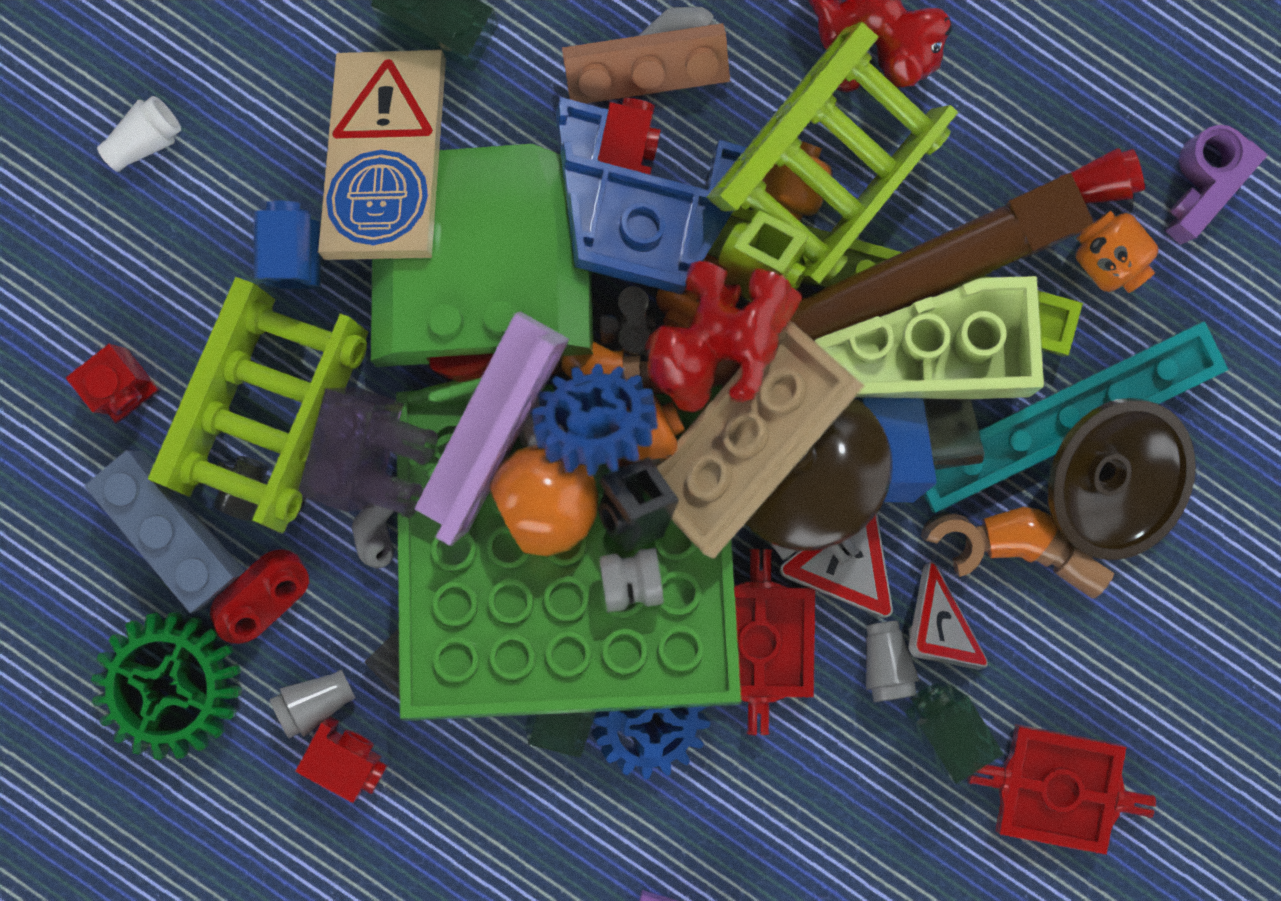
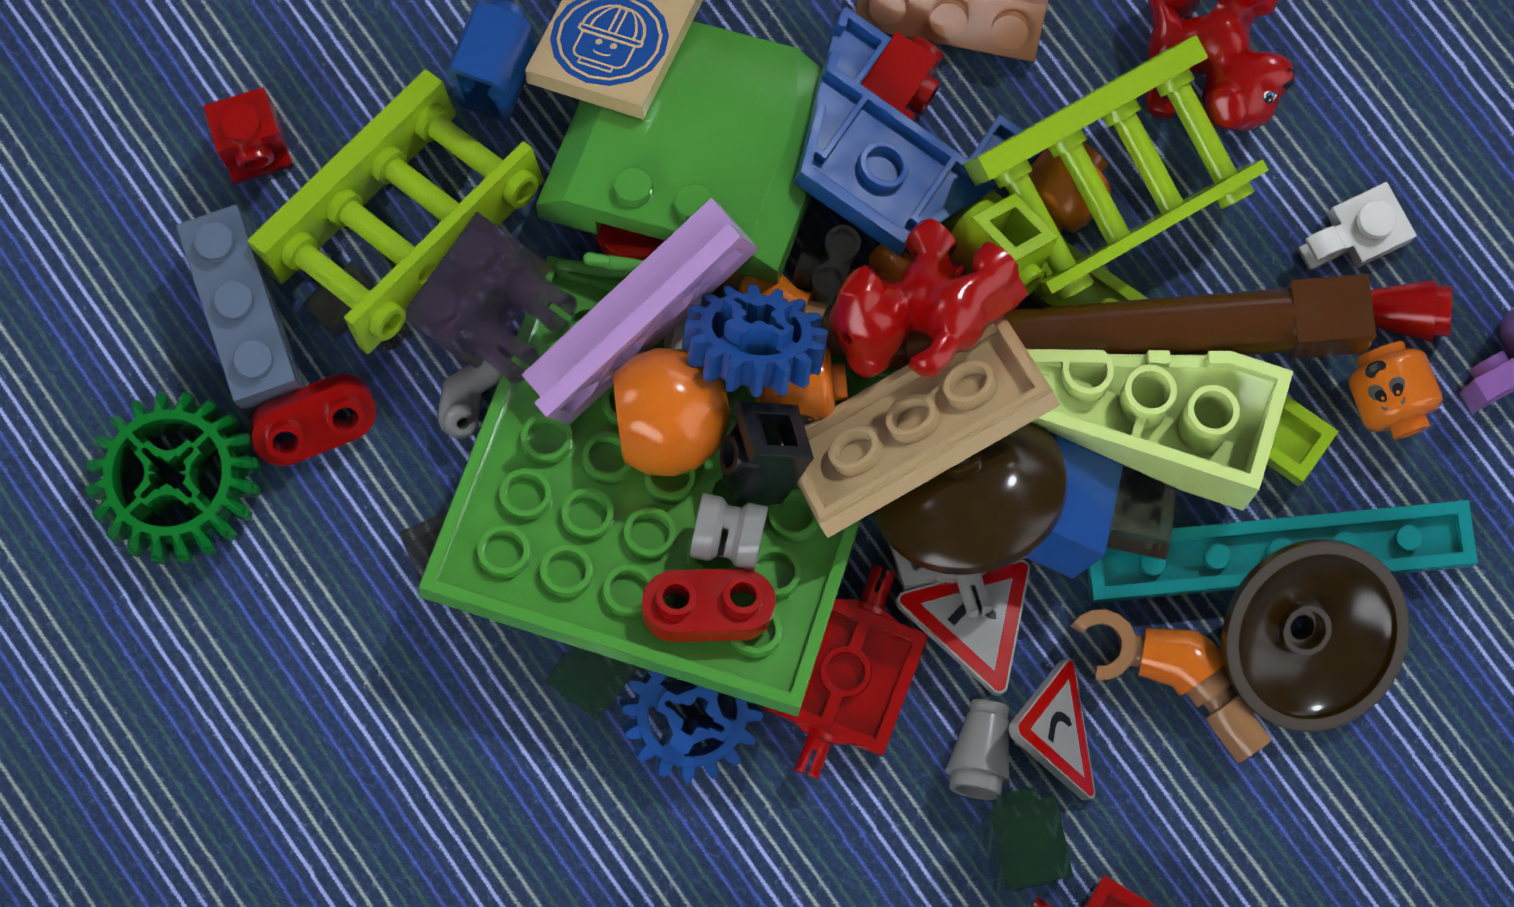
camera: 20 degrees right, 10 degrees down
(311, 702) = (323, 556): light grey cone -> none
(342, 762) = (331, 632): red brick -> none
(638, 647) = (709, 609): none -> red plate
(1044, 124) = (1362, 227): none -> white plate

